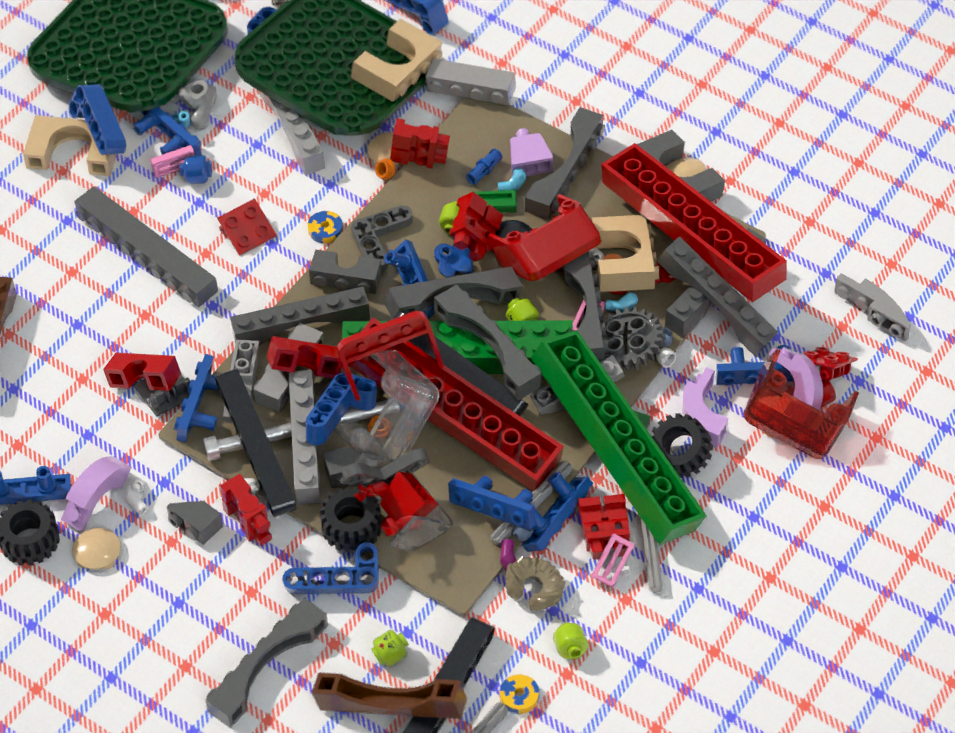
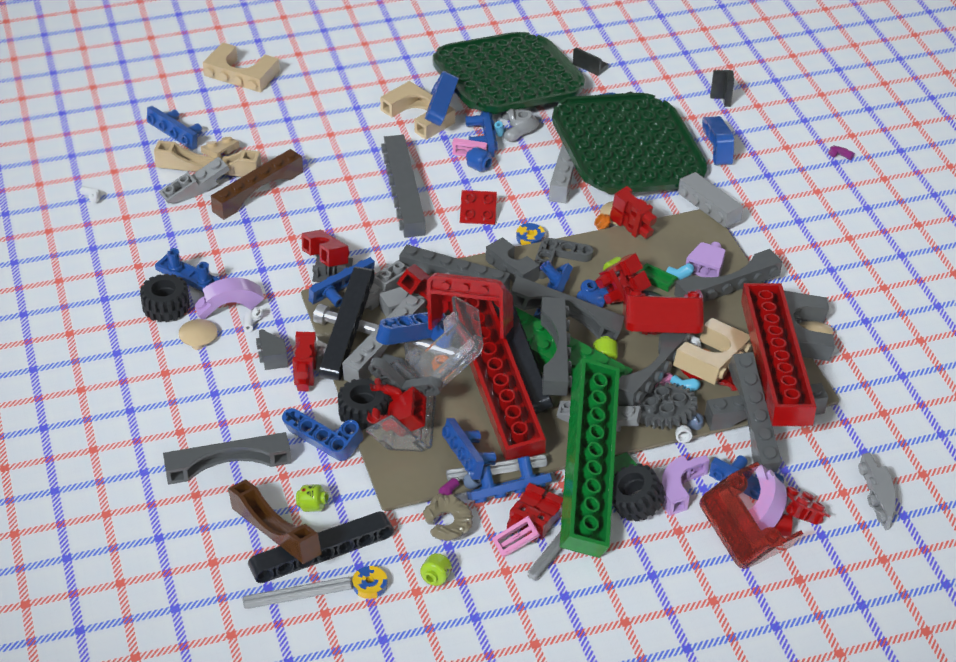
camera: 35 degrees right, 10 degrees down
(392, 79) = (653, 169): tan arch -> none
(484, 166) = (669, 252): blue pin -> none

